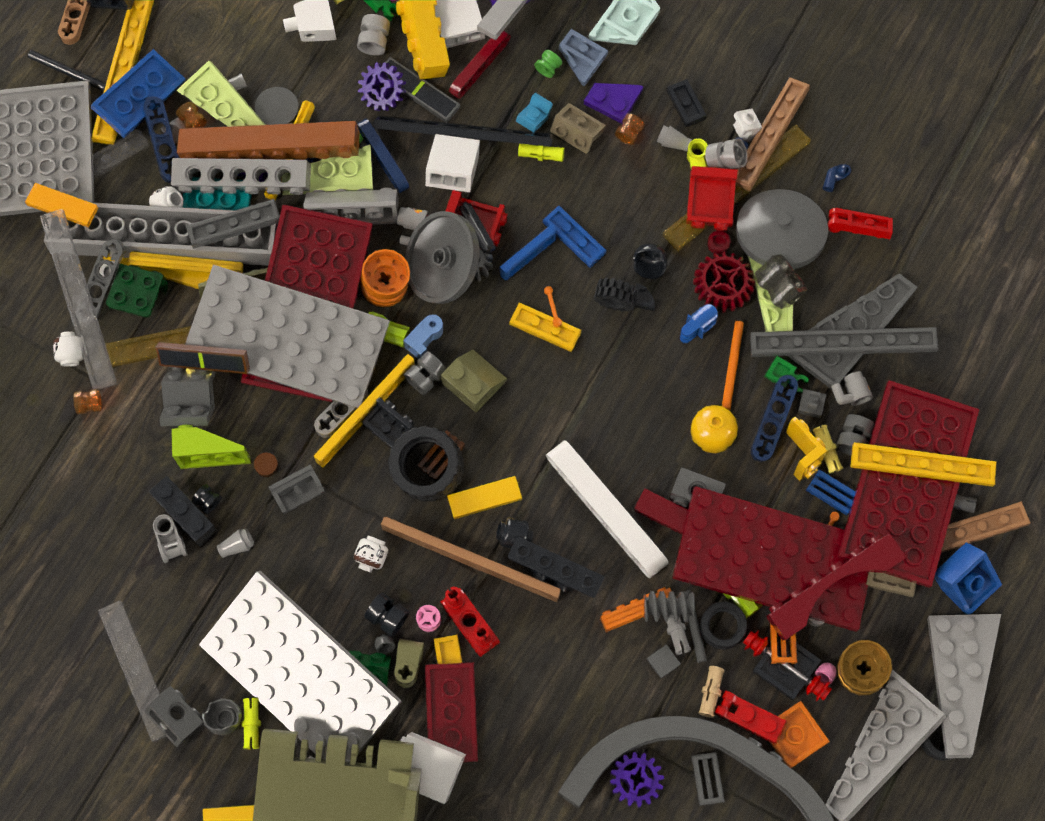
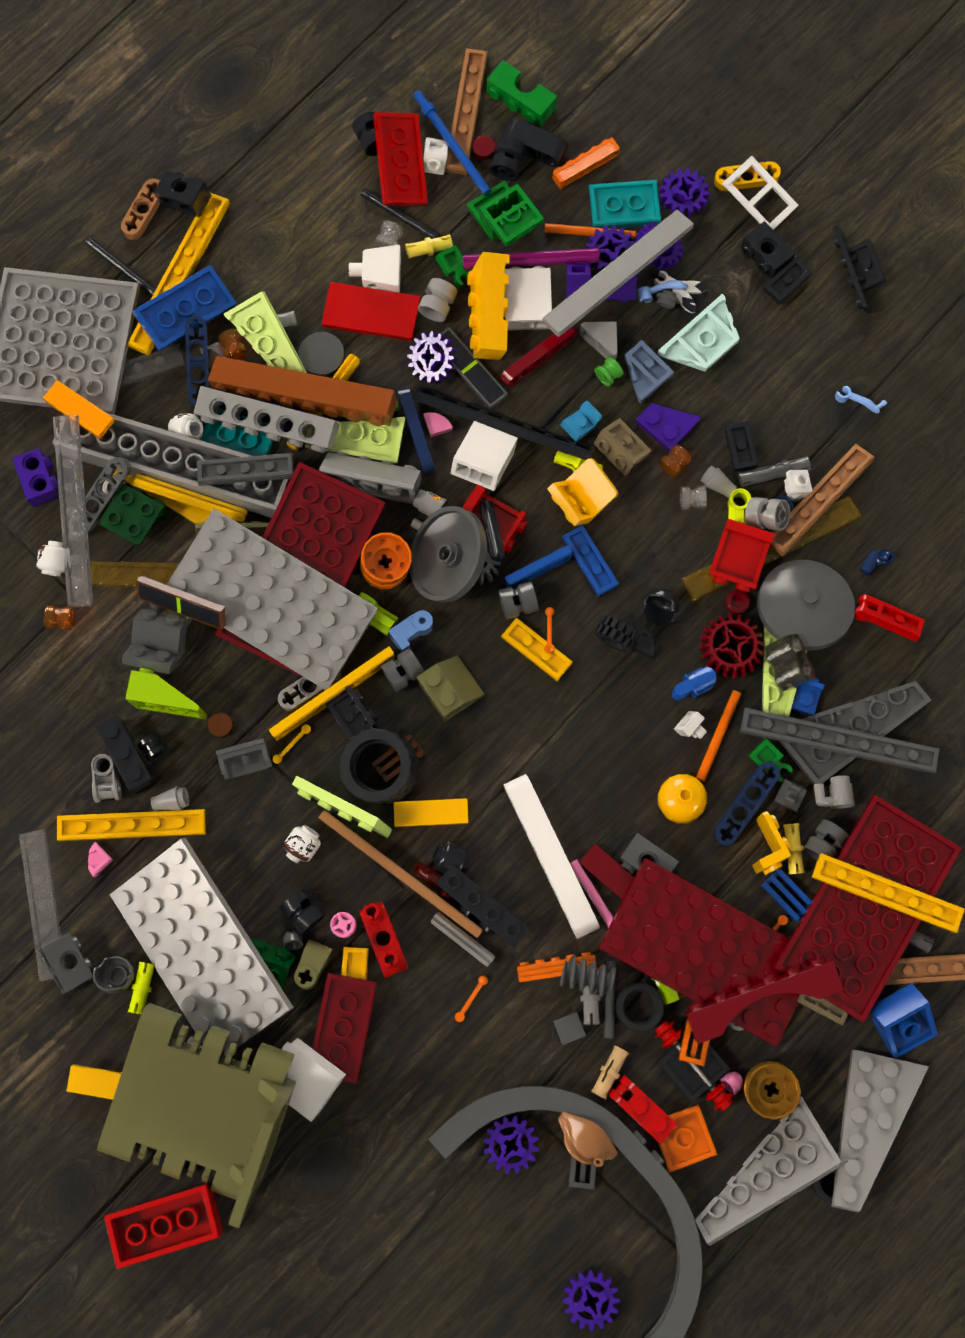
camera: 15 degrees right, 5 degrees up
(31, 280) = (33, 479): none -> dark purple brick
(179, 616) = (98, 859): none -> bright pink tile
(203, 576) = (131, 825): none -> yellow tile
(313, 59) = (371, 311): none -> red tile
(347, 451) = (306, 729): none -> yellow hinge
(400, 146) = (437, 424): none -> bright pink tile
(404, 510) = (345, 809): none -> yellowish green wing
(499, 555) = (429, 876): none -> clear red arm
(524, 281) = (526, 598): none -> dark grey wheel
(533, 34) = (601, 337): none -> light grey slope
(543, 605) = (462, 939): none -> light grey axle
(553, 175) = (584, 493): none -> yellow bracket
(559, 675) = (483, 980): none -> orange hinge
(653, 158) = (695, 497): none -> clear wheel
(653, 534) = (592, 892): none -> bright pink bar
(705, 362) = (691, 725): none -> white tile
(706, 755) = (586, 1140): none -> medium nougat hat
(721, 119) = (773, 472): none -> dark grey pin
(787, 38) = (860, 399): none -> light blue piece
(804, 311) = (807, 697): none -> blue bracket

